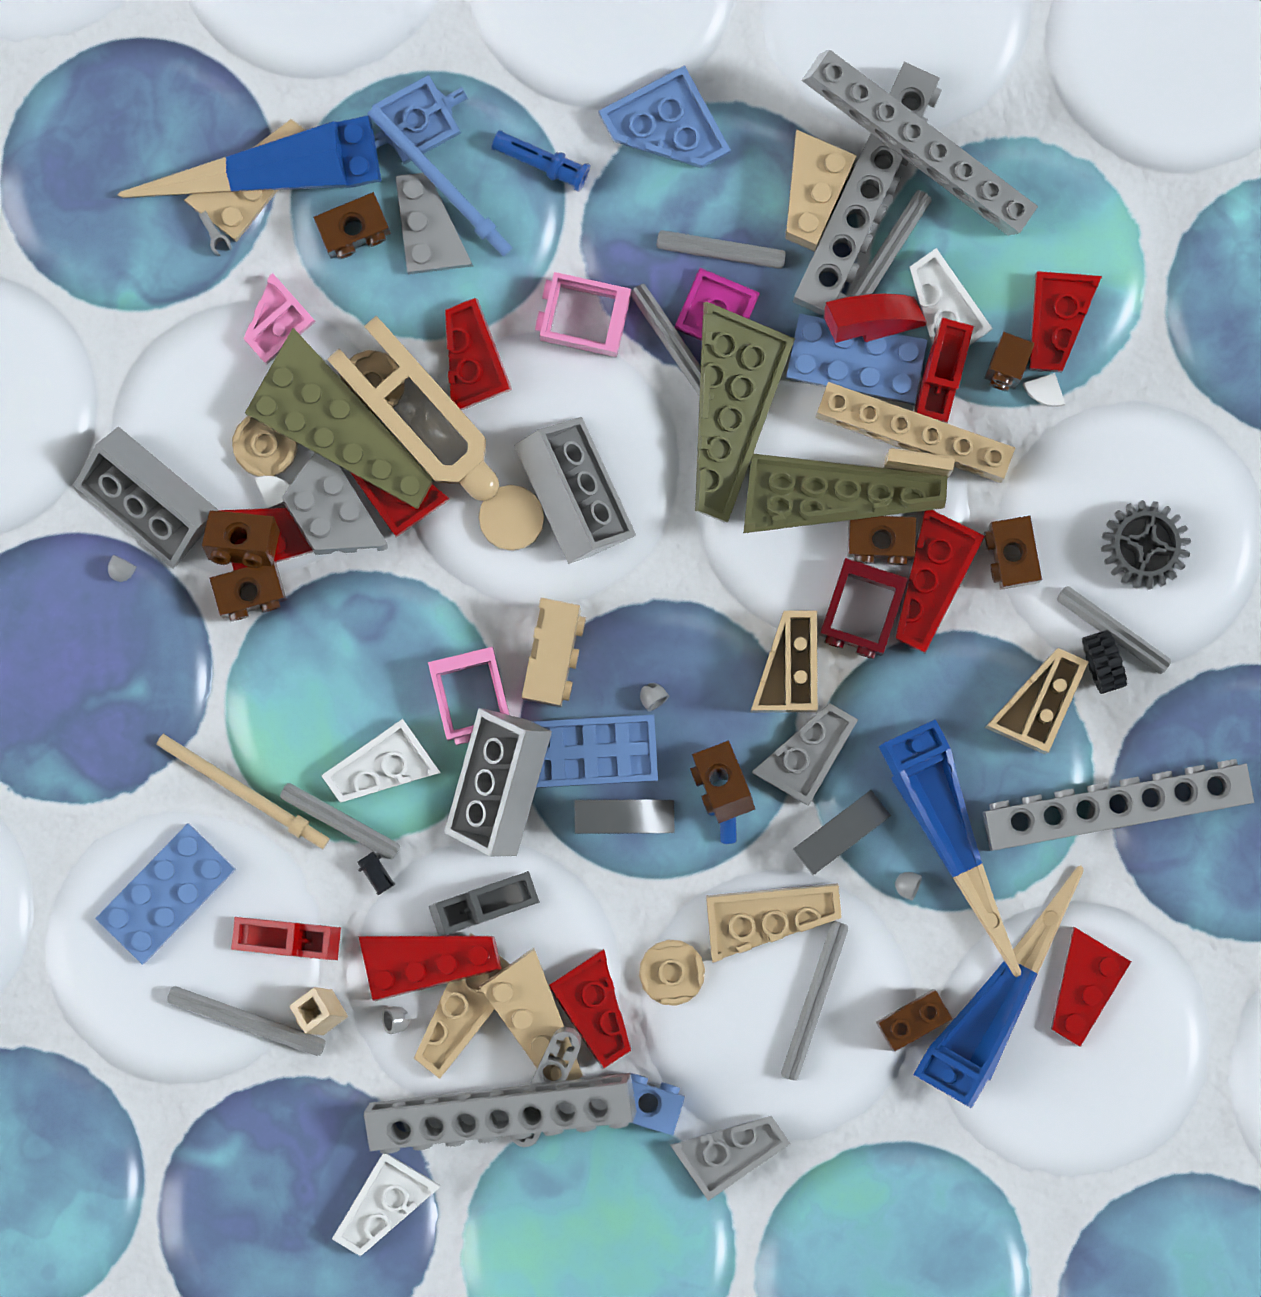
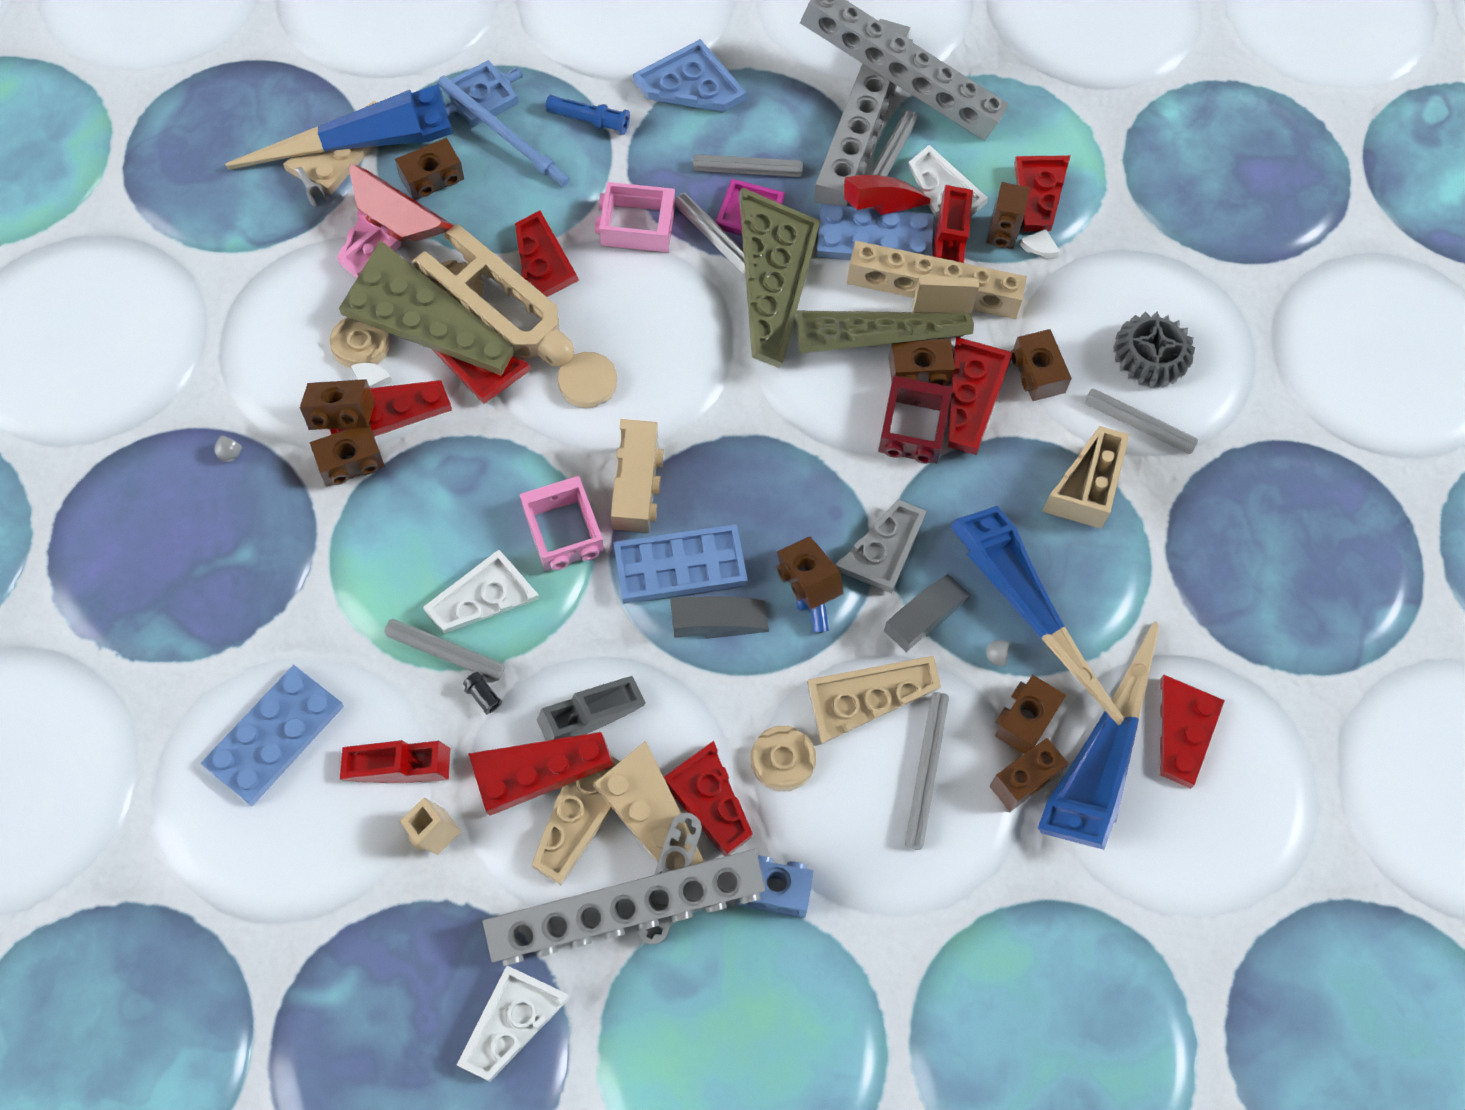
camera: 15 degrees left, 20 degrees down
(144, 496) = (246, 387): light grey slope -> none
(246, 1021) = (357, 849): light grey axle -> none
(297, 825) = (401, 657): tan bar -> none
(312, 289) = (393, 208): none -> wedge
(330, 510) = (421, 381): light grey wing -> none
(394, 1019) = (510, 830): light grey hinge -> none
(426, 227) = (496, 171): light grey wing -> none
(497, 783) = (595, 591): light grey slope -> none
(574, 489) = (641, 349): light grey slope -> none
(653, 696) = (734, 512): light grey hinge -> none
(729, 1154) = (865, 930): light grey wing -> none
(791, 667) = (859, 473): tan wedge -> none
(815, 188) = (820, 109): tan wedge -> none
(945, 949) = (1042, 701): none -> reddish brown brick
(1104, 661) = (1145, 439): black tyre -> none
(1235, 792) = (1279, 528): light grey brick -> none

